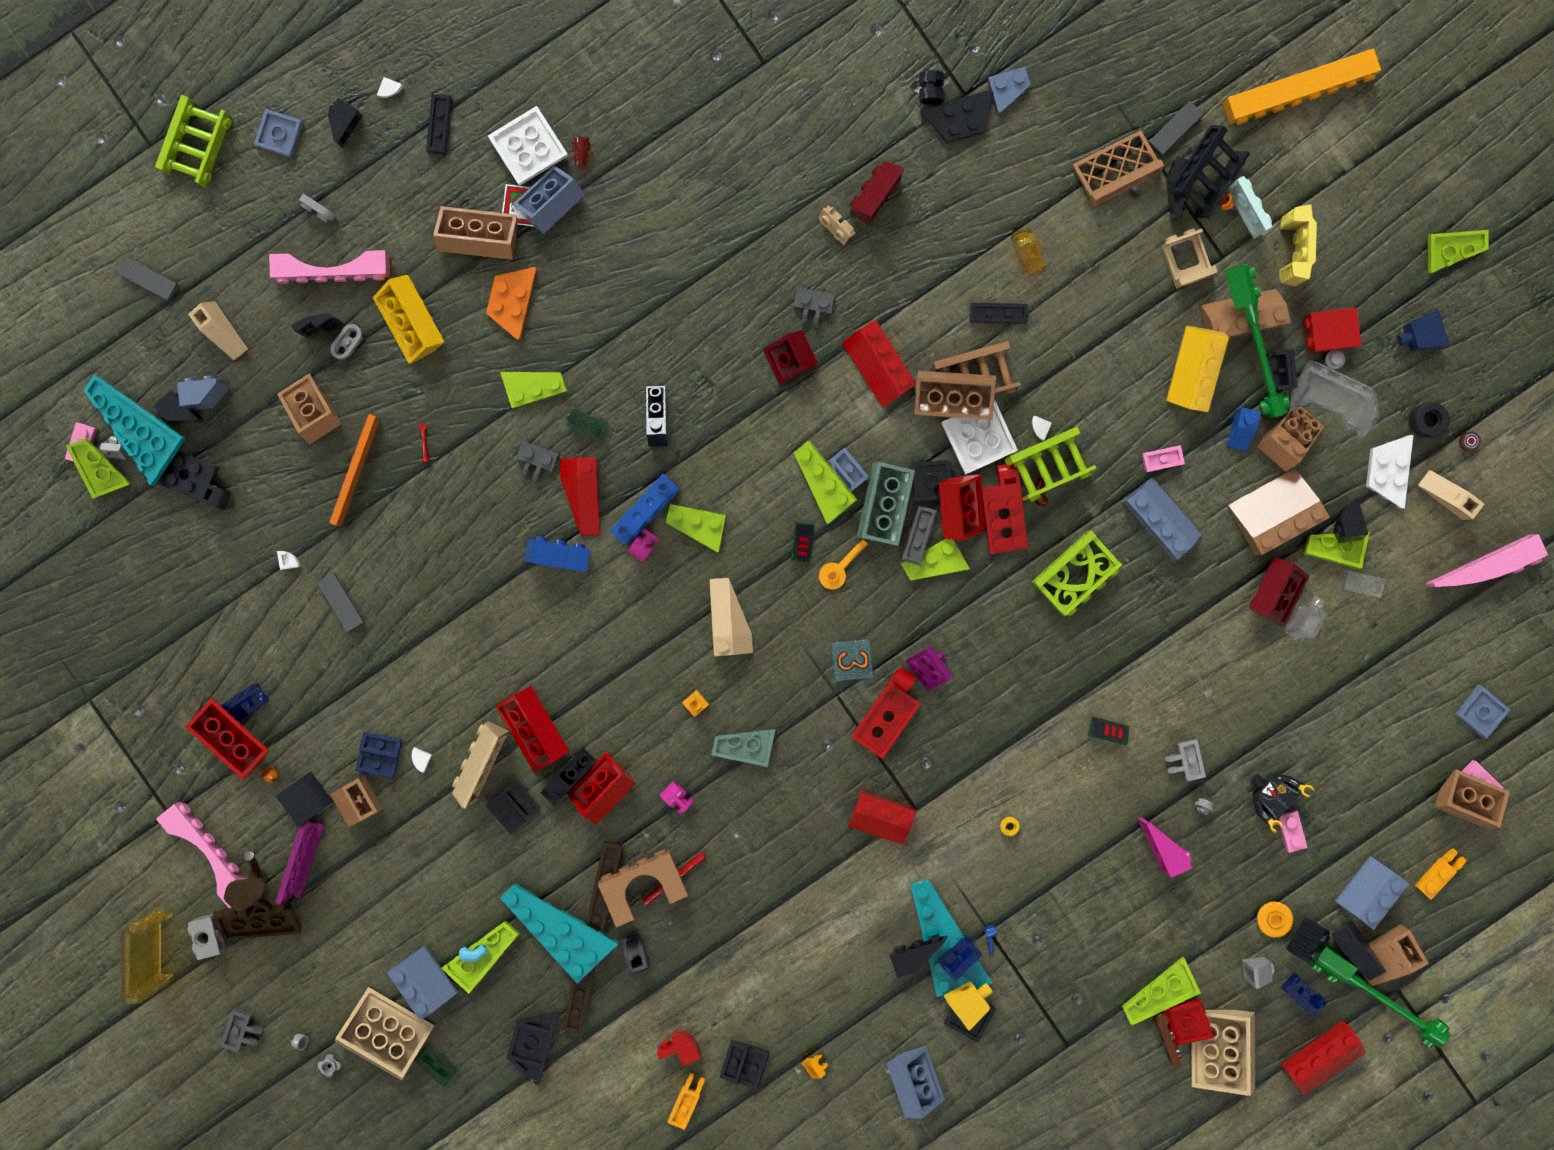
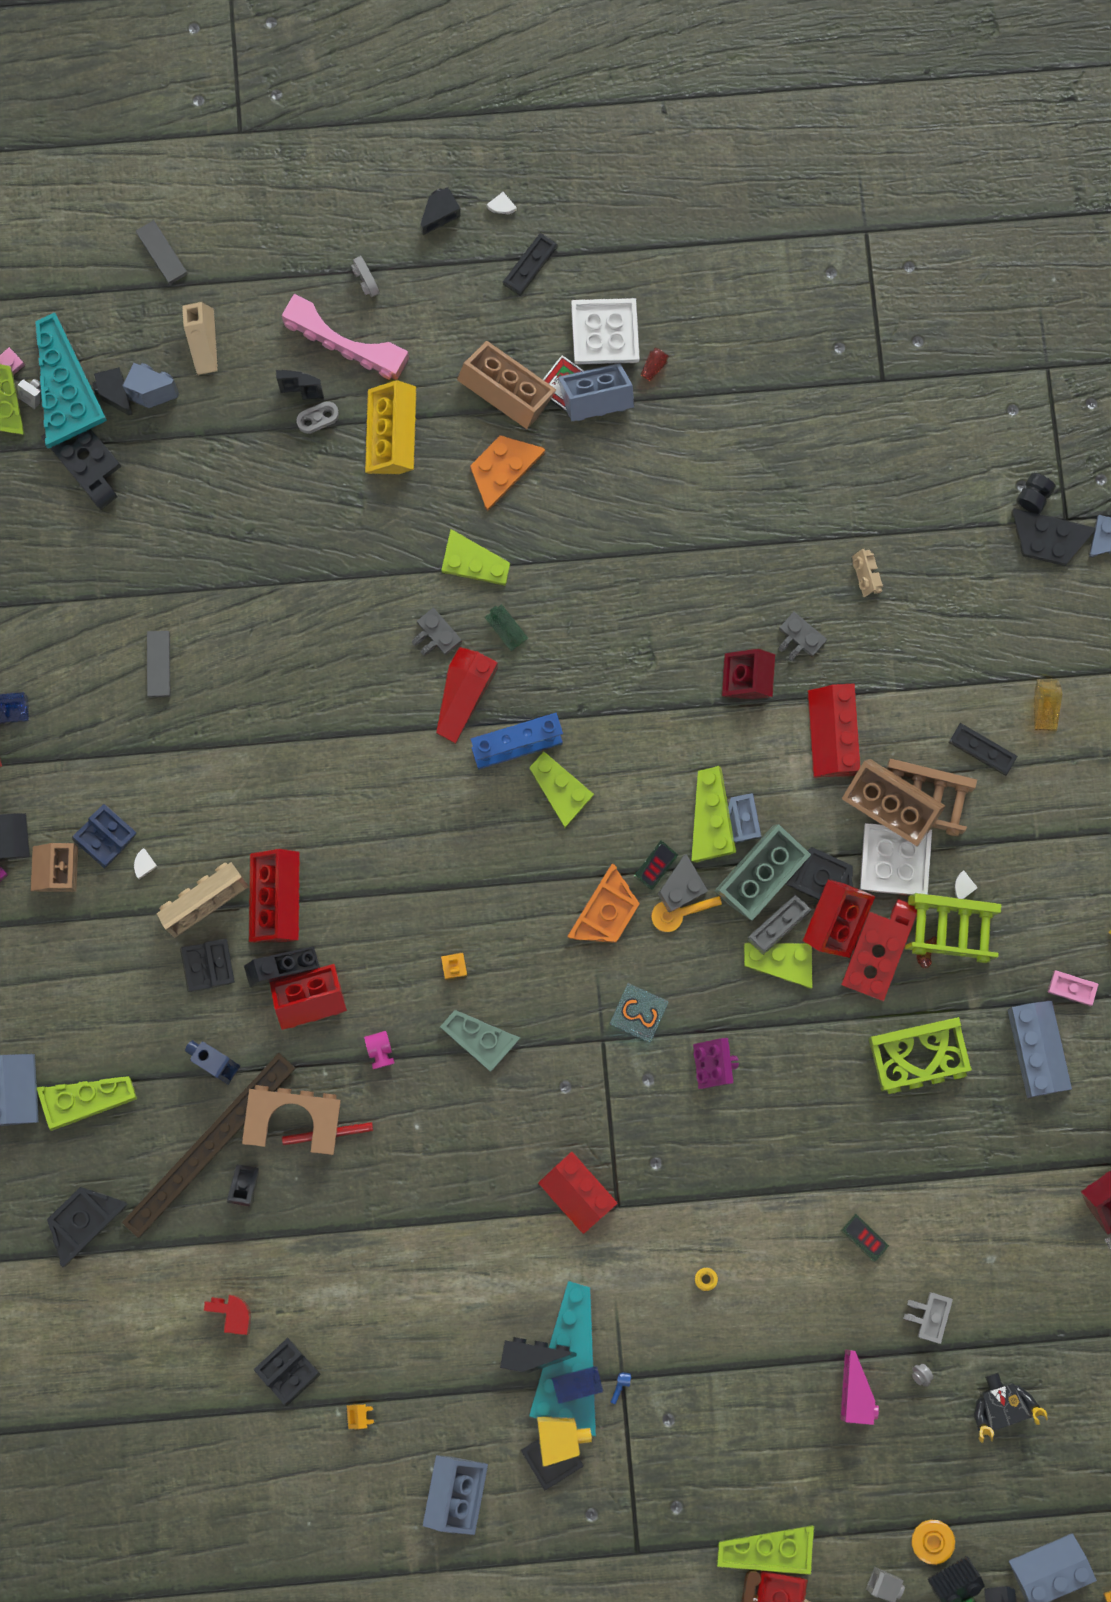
camera: 30 degrees right, 10 degrees down
(175, 134) = (280, 131): lime fence -> none
(278, 133) = (370, 188): sand blue tile -> none
(287, 560) = (131, 594): white tile -> none
(309, 409) = (242, 460): medium nougat slope -> none
(354, 470) = (251, 543): orange tile -> none
(423, 427) = (342, 541): red hinge -> none
(472, 956) = (78, 1092): medium azure arm -> none
(557, 554) = (402, 736): blue wedge -> none
(559, 877) = (212, 1061): none -> dark blue torso
(563, 935) = (182, 1129): teal wing -> none
(642, 547) = (491, 778): dark pink piece -> none
(656, 416) = (580, 658): black slope -> none
(685, 1103) = (201, 1376): light orange hinge -> none
(729, 624) = (535, 903): tan wedge -> none
(785, 597) = (606, 911): none -> orange wing
(830, 547) = (682, 886): none -> dark grey wing
(876, 191) = (925, 562): dark red slope -> none
(892, 699) = (657, 1075): red hinge -> none
(1292, 831) = (1002, 1457): bright pink plate -> none

